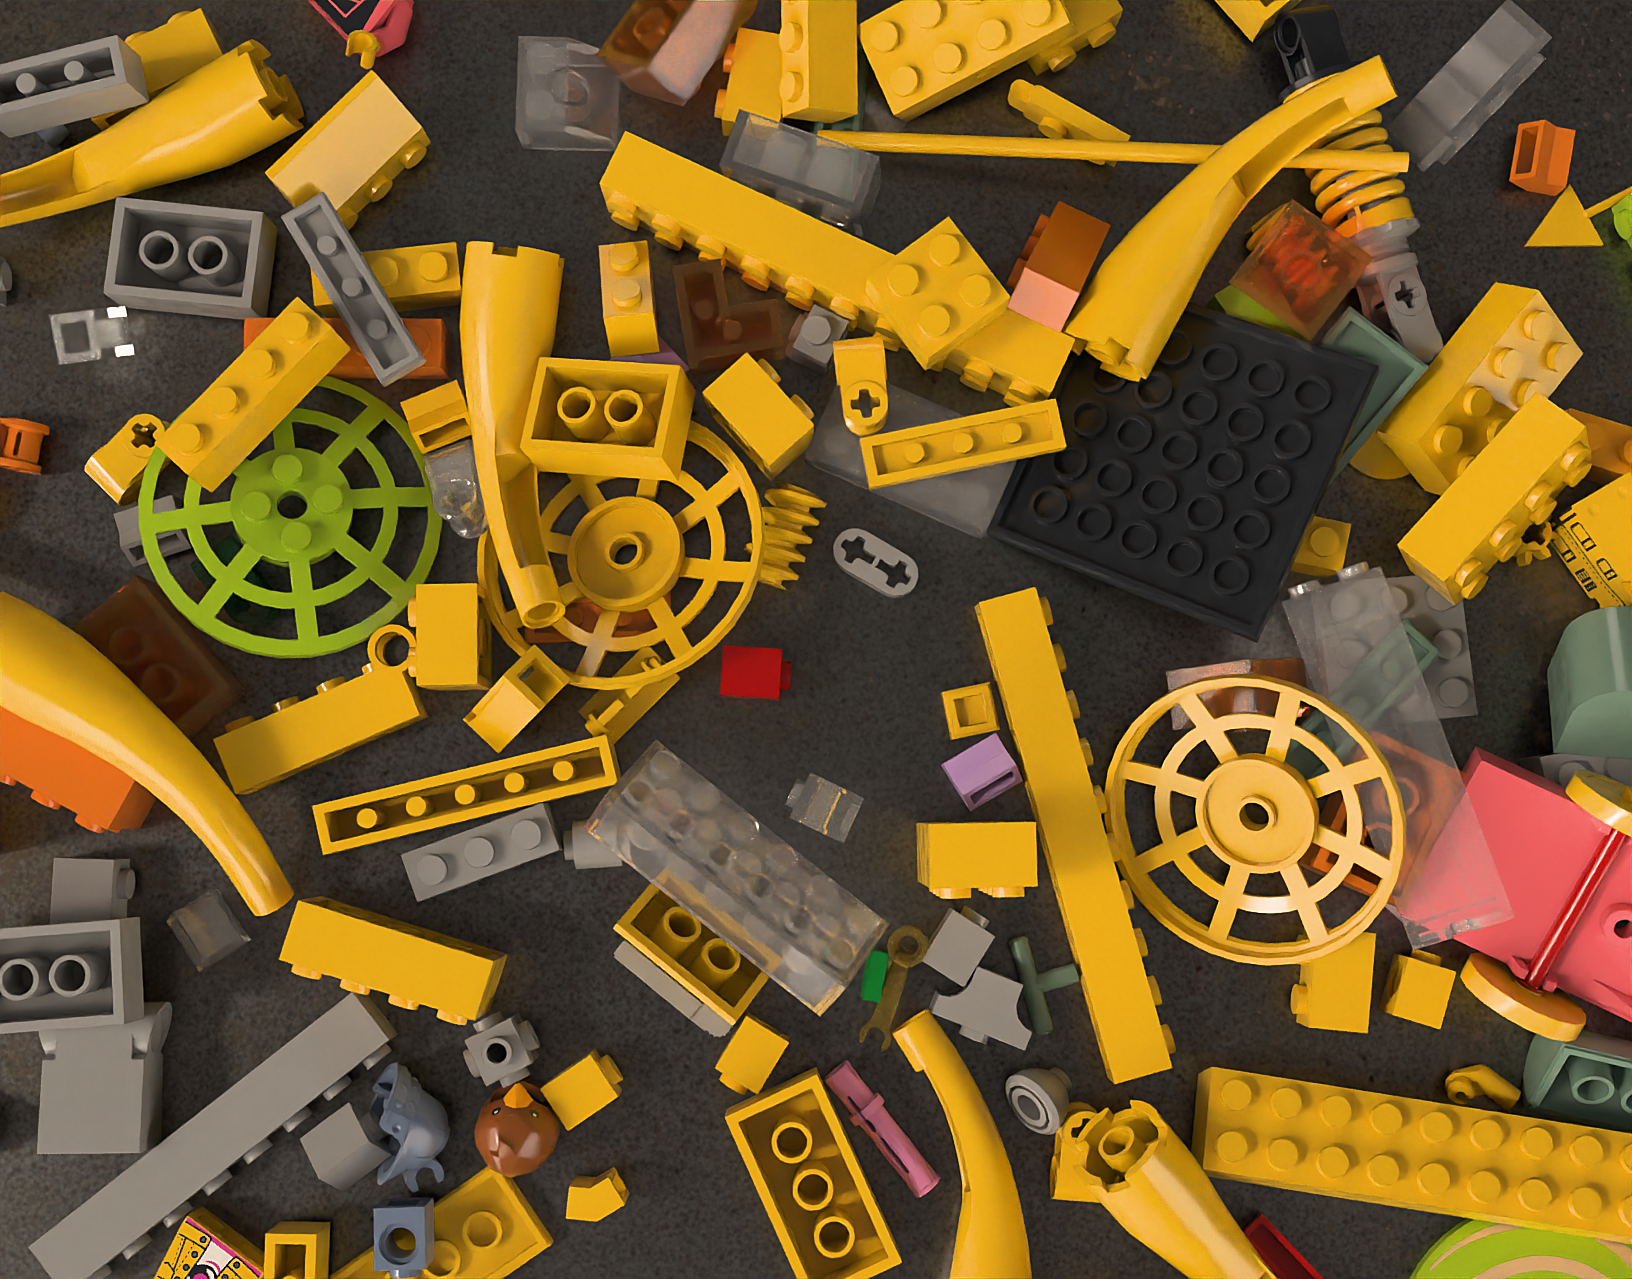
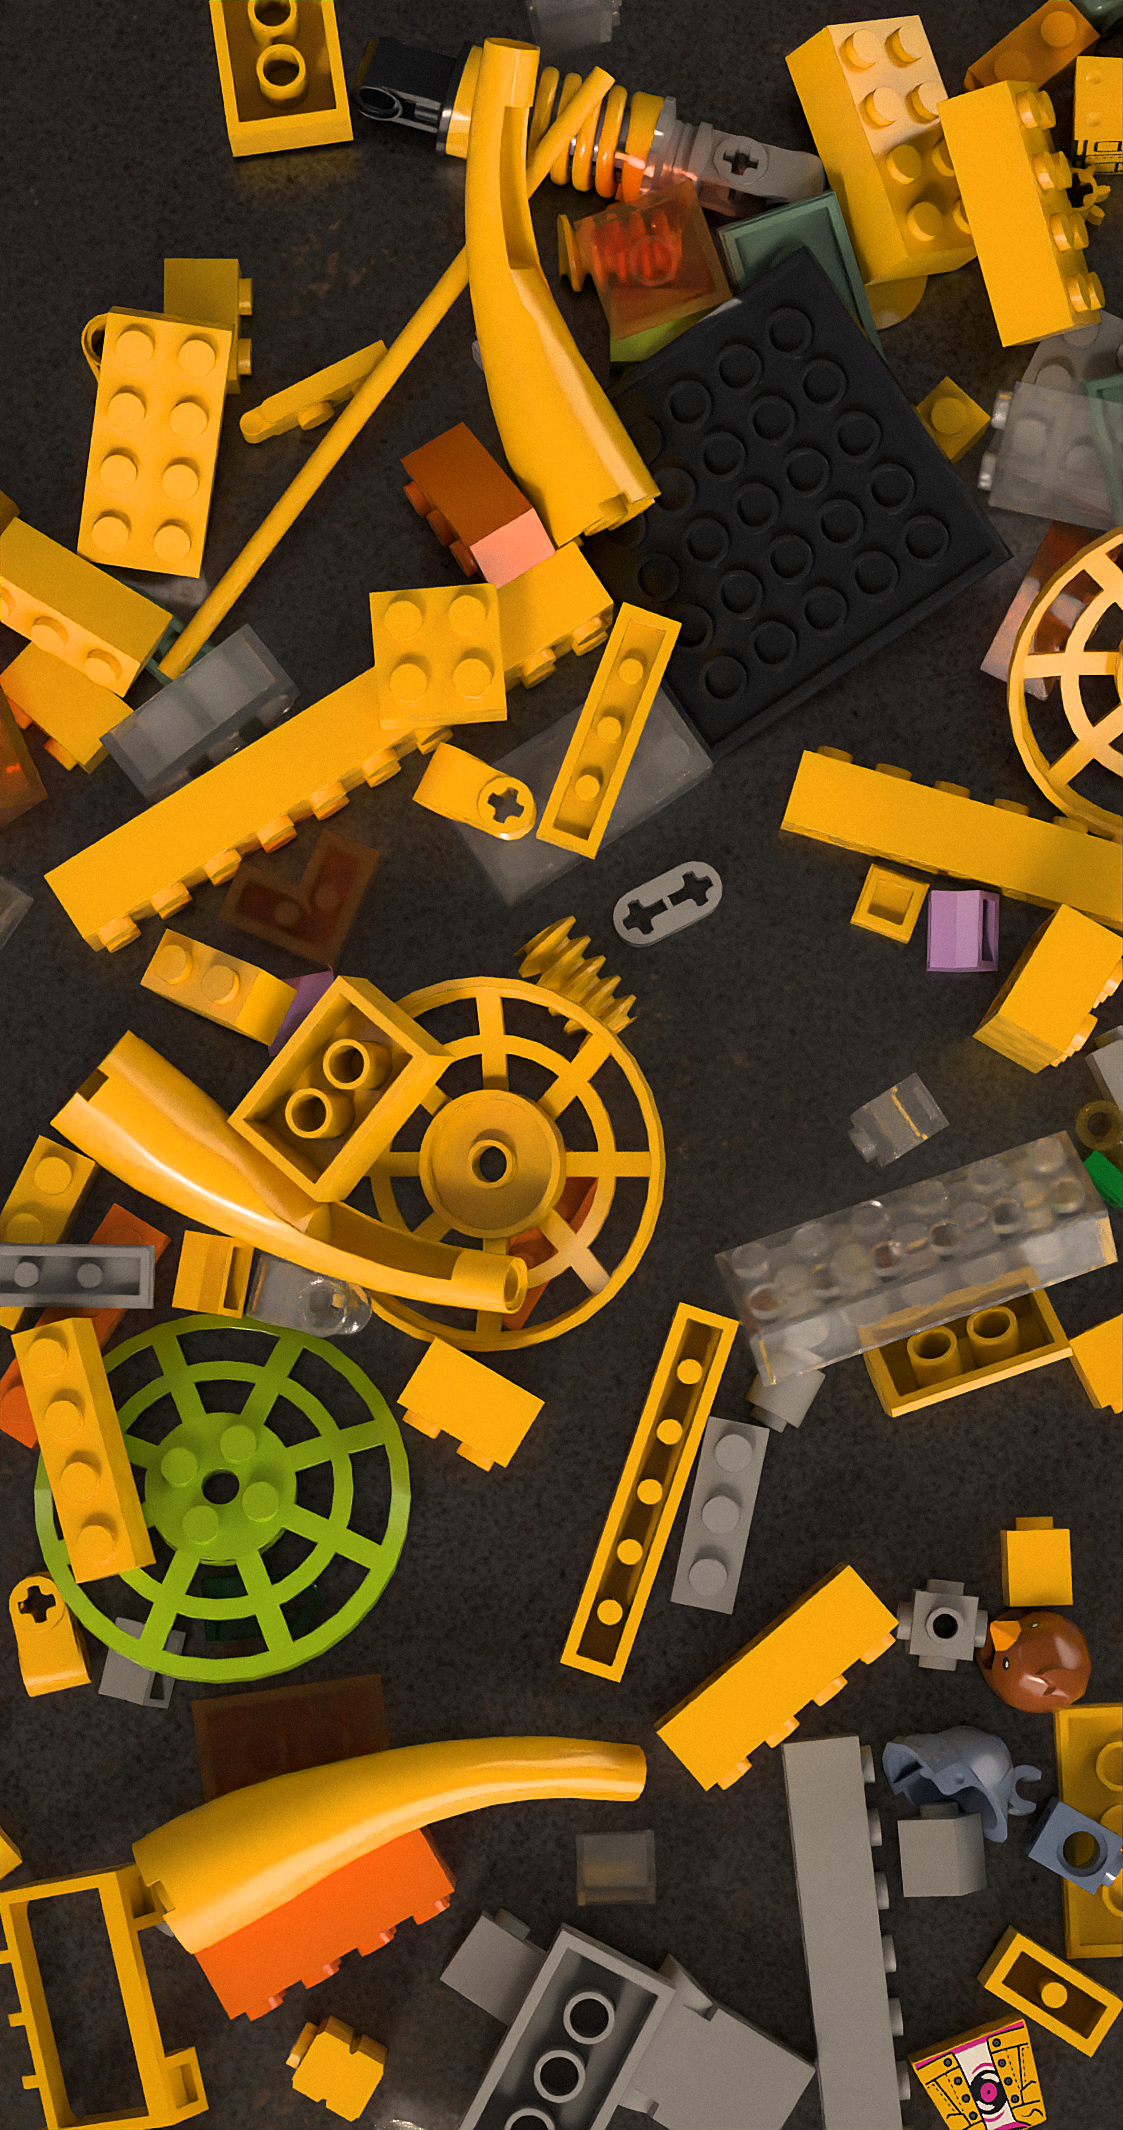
camera: 55 degrees left, 0 degrees up
(324, 725) = (473, 1604): yellow hinge -> none
(516, 698) = (582, 1375): yellow window -> none
(619, 709) = (656, 1281): yellow hinge -> none
(671, 990) = (990, 1401): light grey hinge -> none
(754, 673) = (706, 1107): red brick -> none
(760, 415) = (436, 925): yellow brick -> none
(812, 339) = (386, 813): light grey brick -> none

